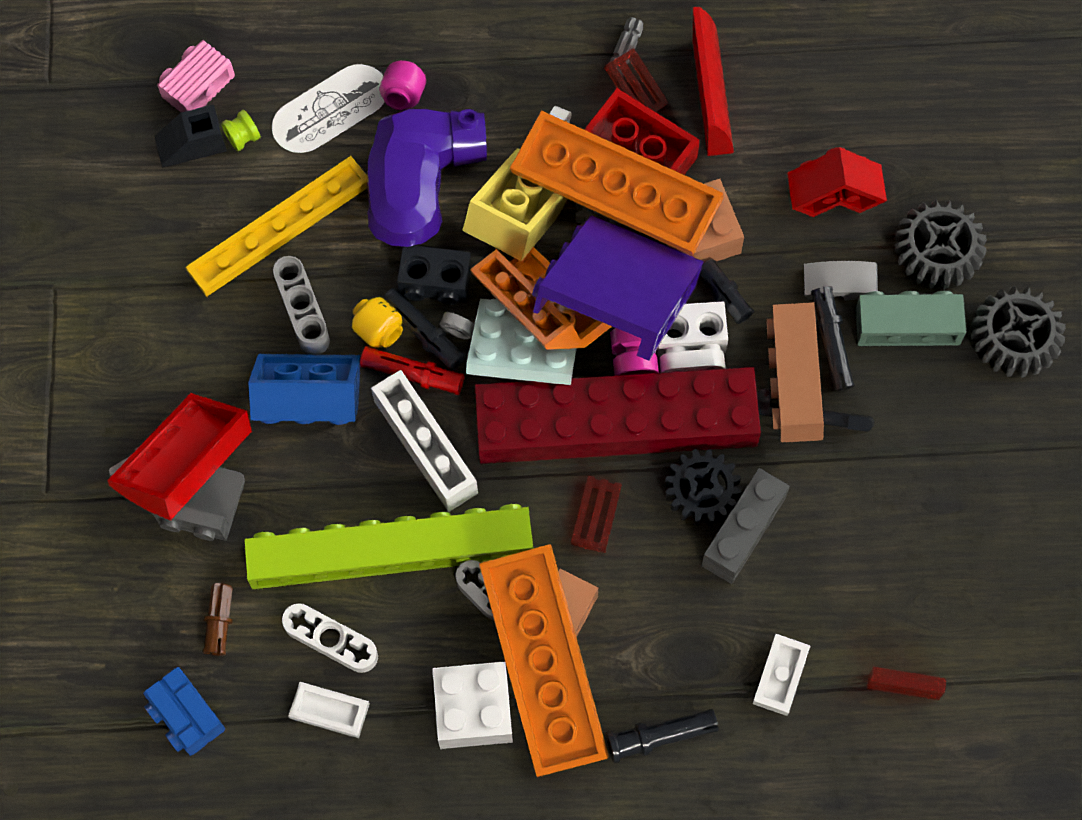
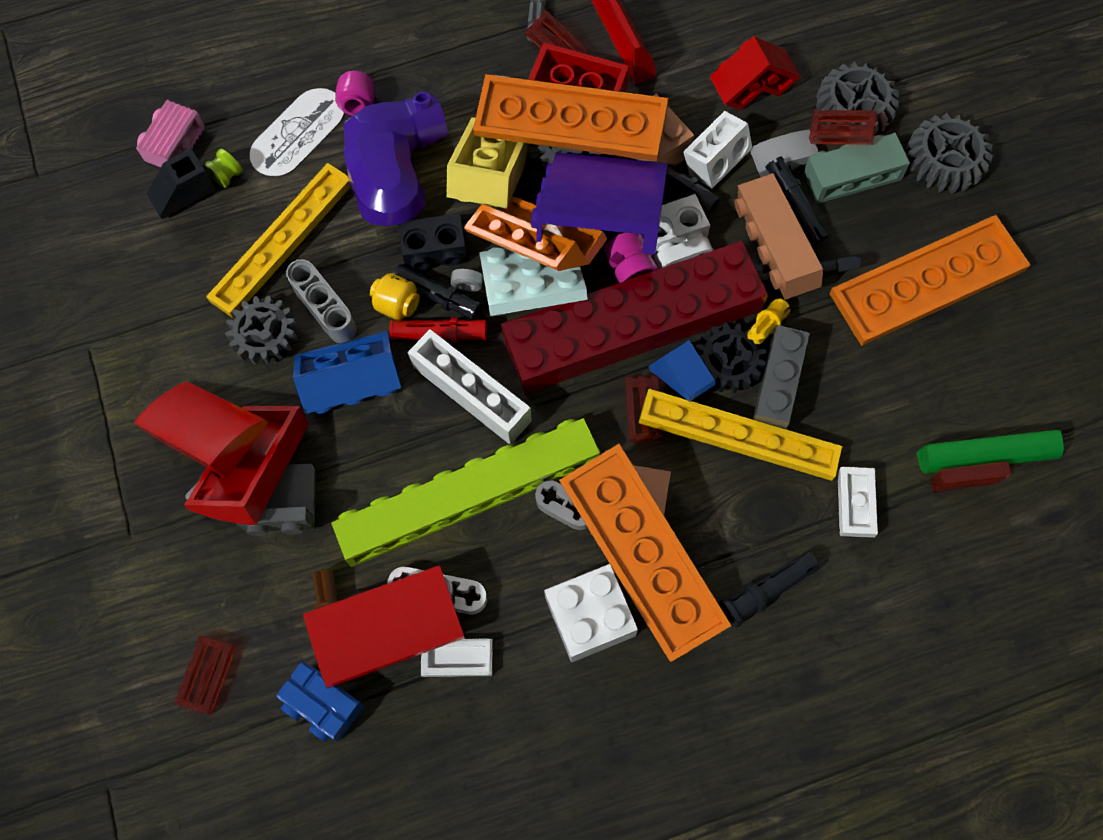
camera: 15 degrees left, 0 degrees up
(92, 659) = (193, 669): none -> clear red tile
(144, 404) = (202, 426): none -> red slope
(216, 323) = (265, 315): none -> dark grey gear
(265, 656) = (383, 626): none -> red slope
(647, 489) = (684, 371): none -> blue slope
(684, 570) = (740, 434): none -> yellow plate
(754, 459) = (768, 320): none -> yellow axle
(767, 258) = (718, 149): none -> white brick
(932, 283) = (843, 132): none -> clear red tile
(944, 464) = (929, 279): none -> orange plate
(953, 666) = (1010, 448): none -> green brick

